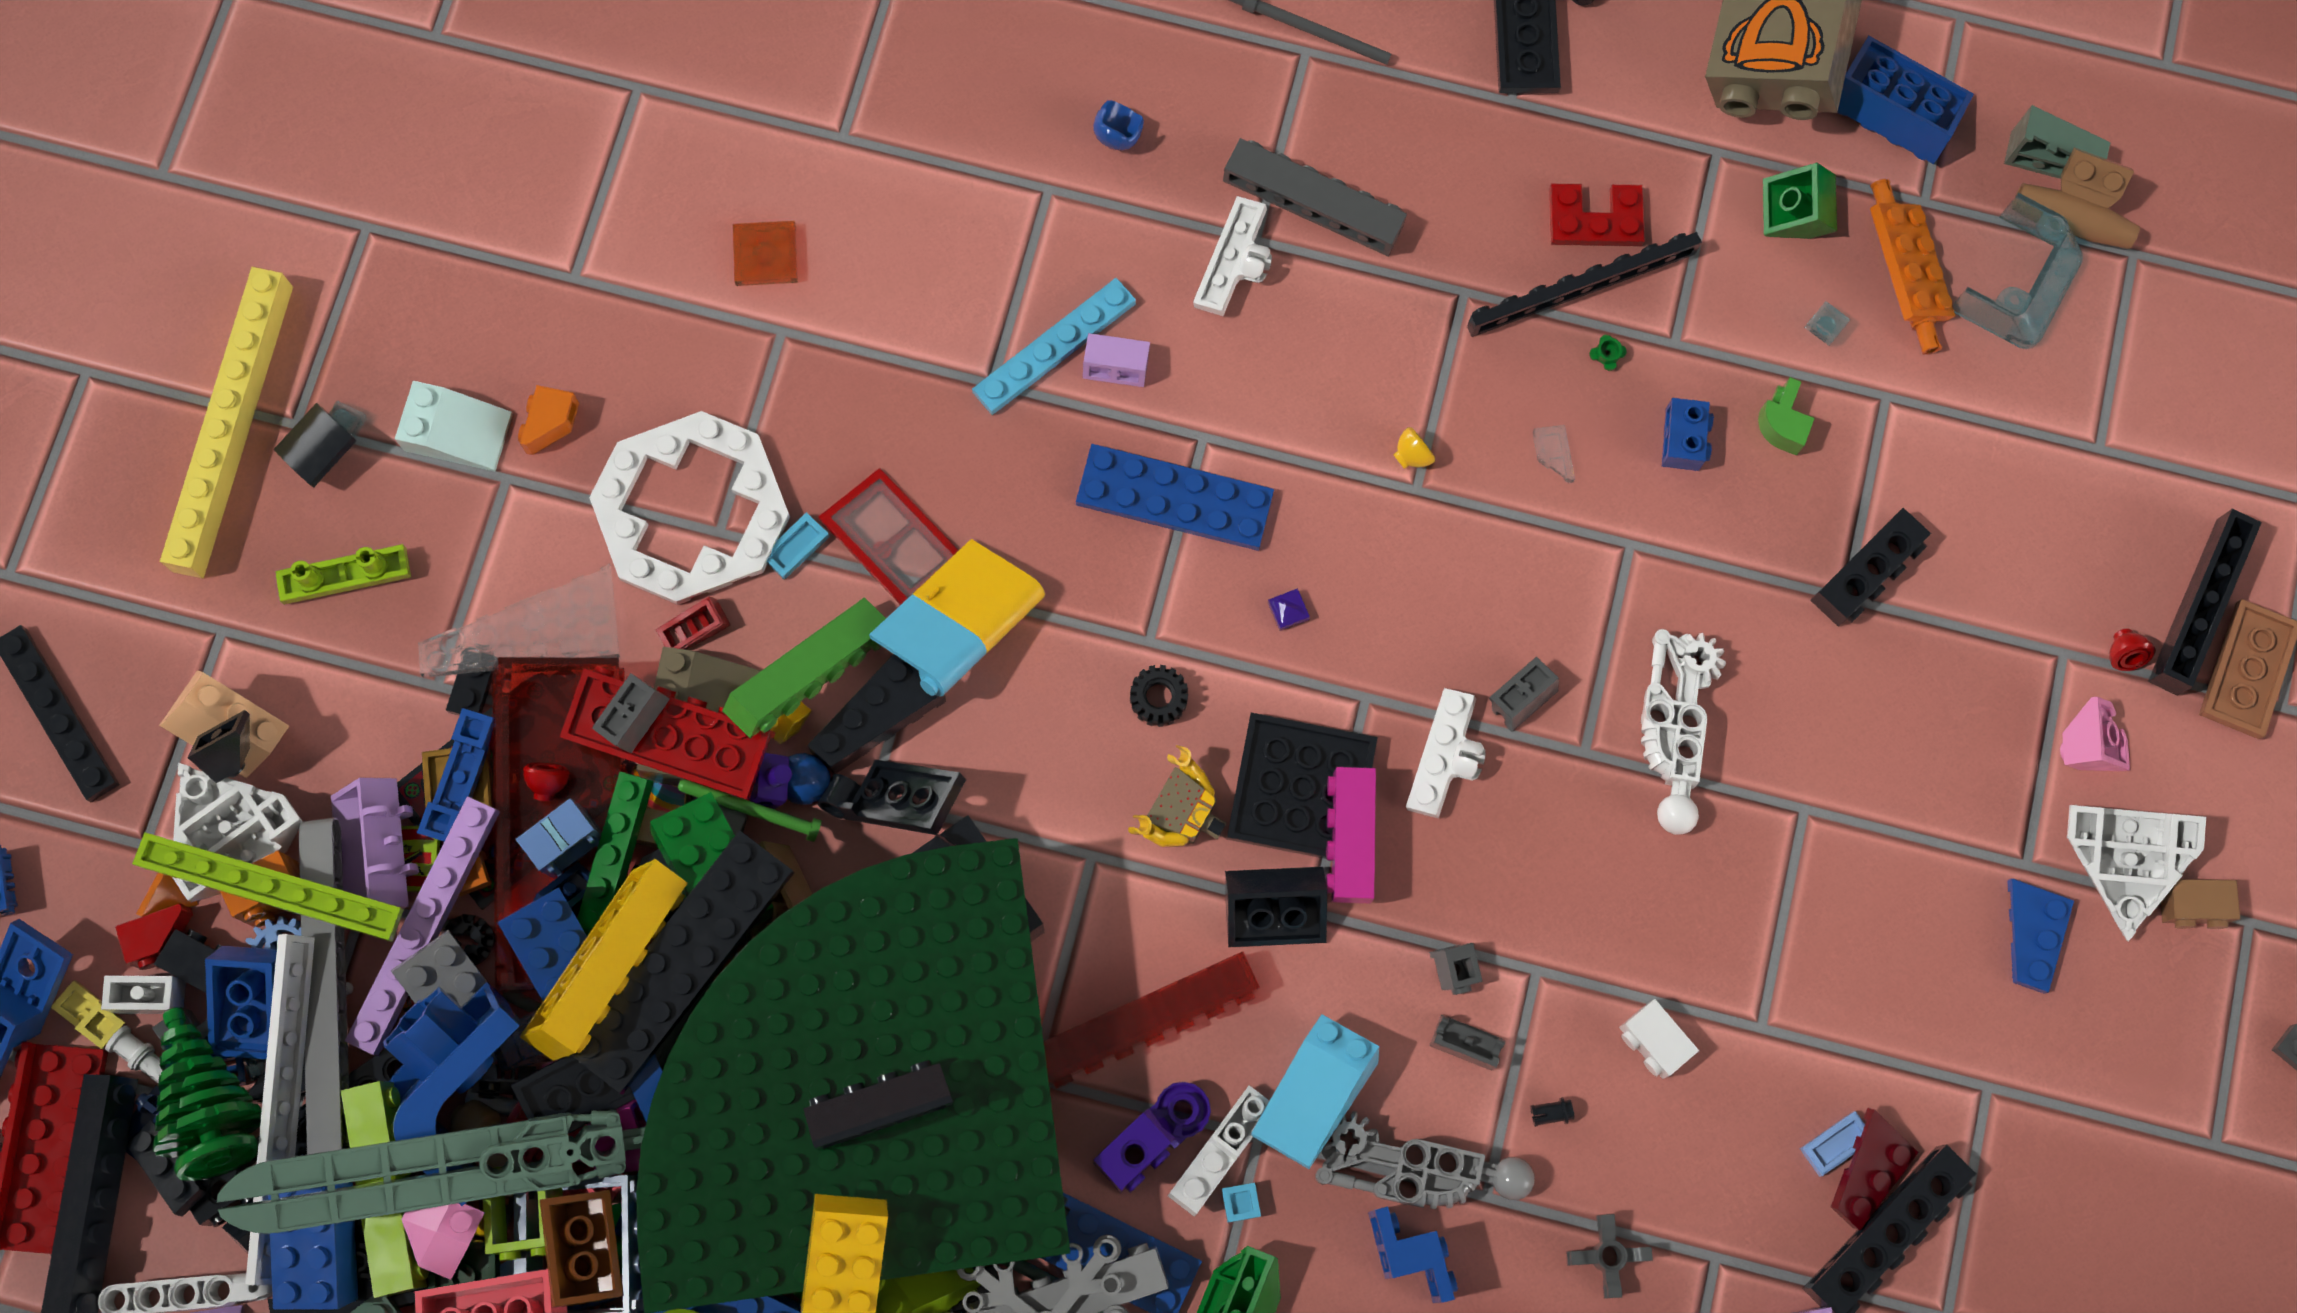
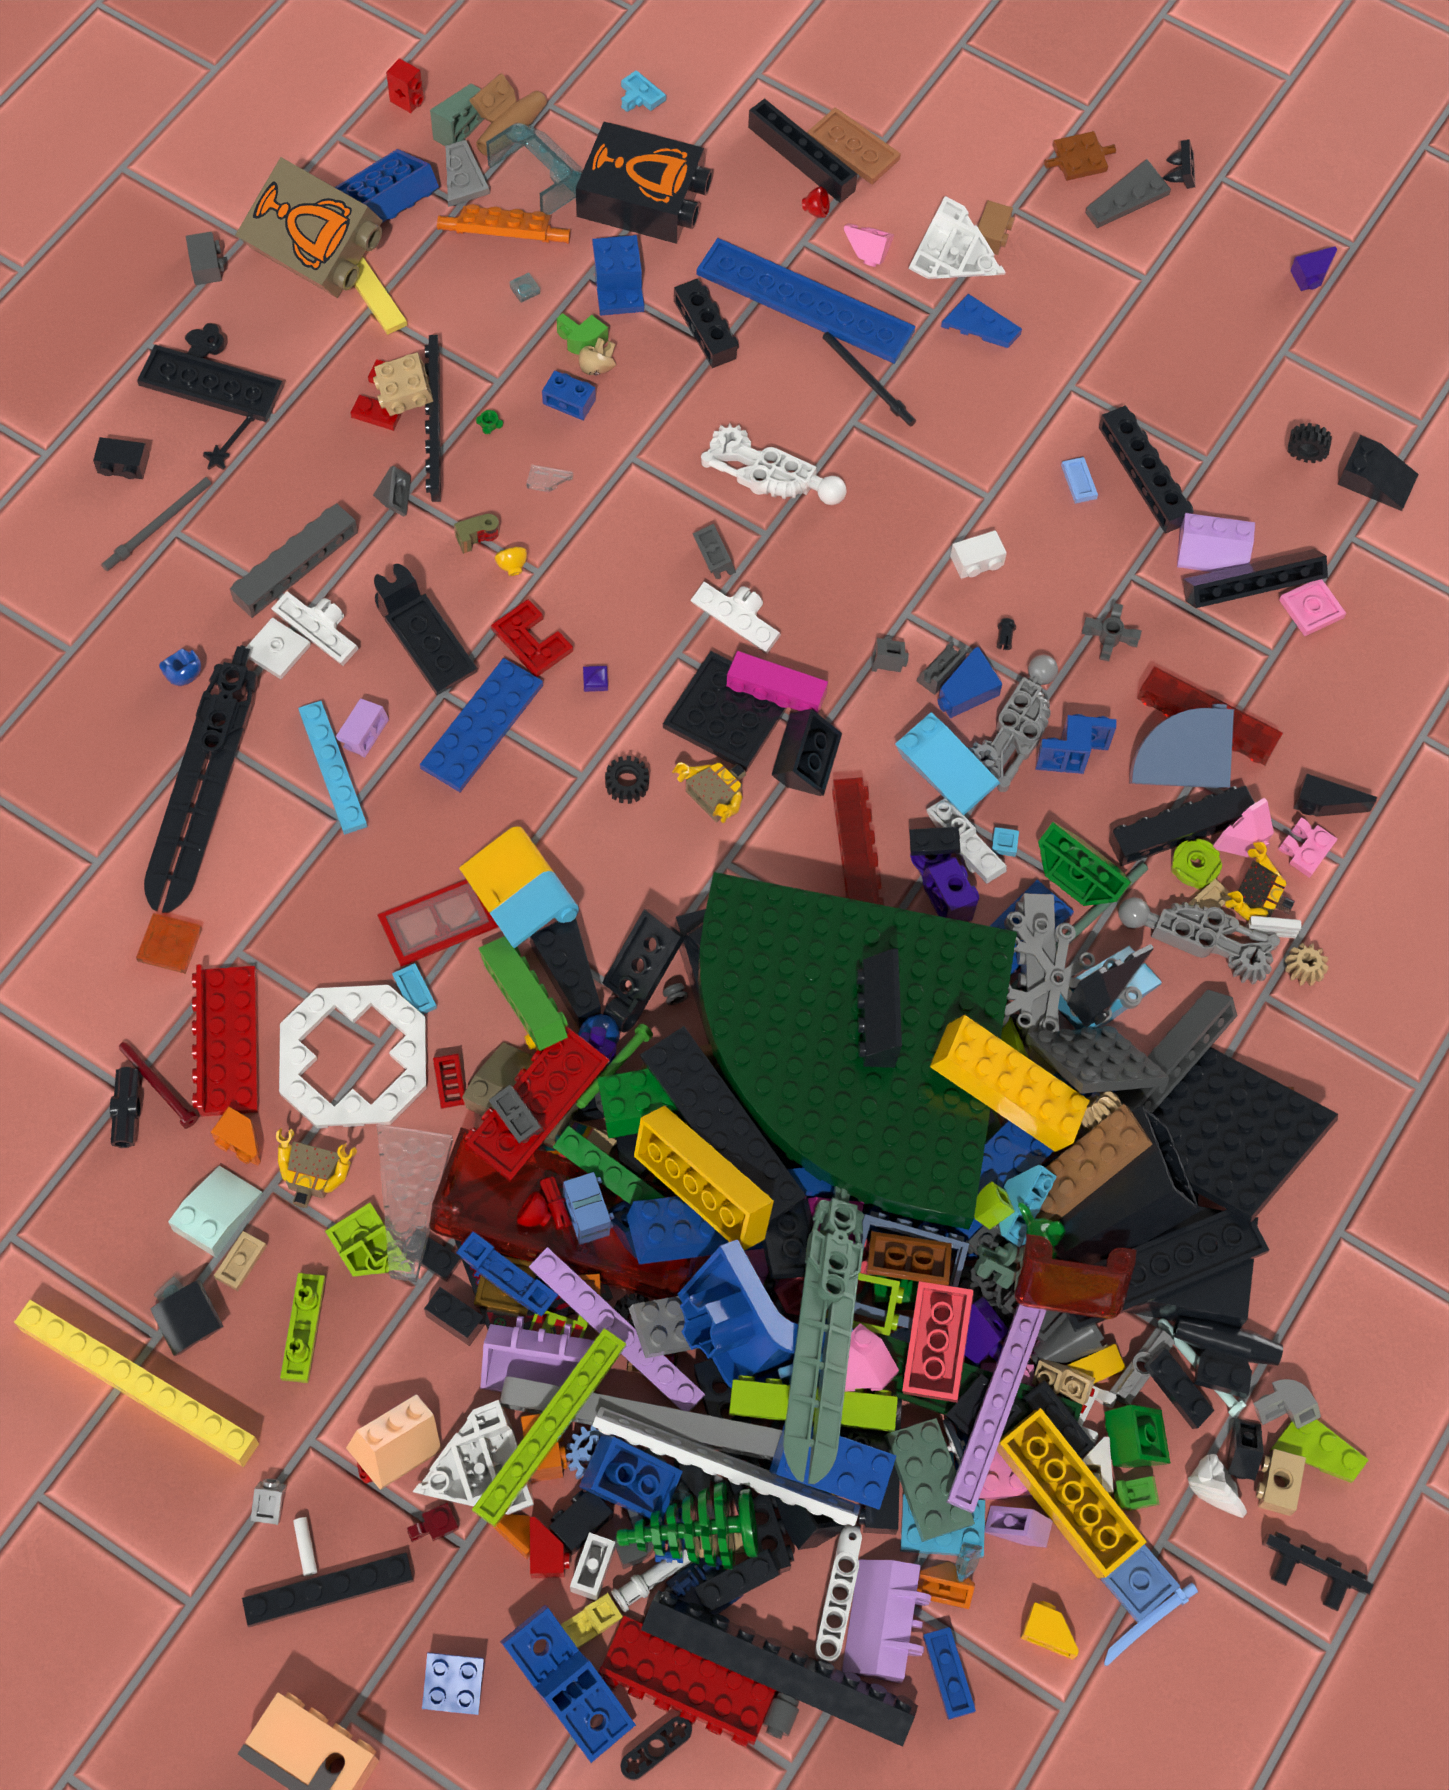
camera: 70 degrees left, 10 degrees down
(26, 1269) = (781, 1716): none -> dark grey brick
(96, 670) = (305, 1546): none -> white piece
(134, 611) = (268, 1501): none -> light grey bracket
(157, 803) = (436, 1522): none -> dark red plate
(223, 748) = (419, 1439): black slope -> none
(400, 735) = (454, 1316): none -> black brick
(402, 477) = (240, 1261): none -> tan plate
(463, 597) = (361, 1242): none -> lime slope
(531, 510) = (311, 1169): none -> torso
(546, 284) = (125, 1107): none -> black piece
(555, 355) = (187, 1118): none -> dark red bar
(577, 791) = (555, 1203): none -> red axle
(663, 359) = (225, 1040): none -> red bracket
(886, 849) = (675, 994): none -> dark grey bush
(937, 197) = (221, 757): none -> black piece
(1189, 223) = (277, 648): none -> white plate
(1196, 1109) = (934, 841): none -> black plate
(1268, 380) = (422, 631): none -> black hinge
(1290, 525) = (513, 632): none -> red plate
(1428, 58) = (218, 456): none -> black piece
(1440, 392) = (476, 530): none -> olive leg
(1453, 1086) = (969, 685): none -> blue slope
(1459, 277) = (394, 490): none -> dark grey slope
(1607, 227) = (402, 384): none -> tan brick
(1734, 153) = (378, 299): none -> light yellow tile
(1752, 447) = (597, 360): none -> tan piece
(1800, 203) = (432, 272): green slope -> none
(1849, 859) = (896, 406): none -> black bar
(1874, 1169) = (1101, 460): dark red wing -> none
(1893, 431) = (618, 275): none -> blue bracket
(1965, 189) = (463, 174): none -> light grey wing
(1965, 687) = (806, 300): none -> blue plate
(2052, 411) = (642, 183): none -> black brick
(2067, 64) = (405, 85): none -> red brick
(2205, 361) = (640, 92): none -> medium azure hinge

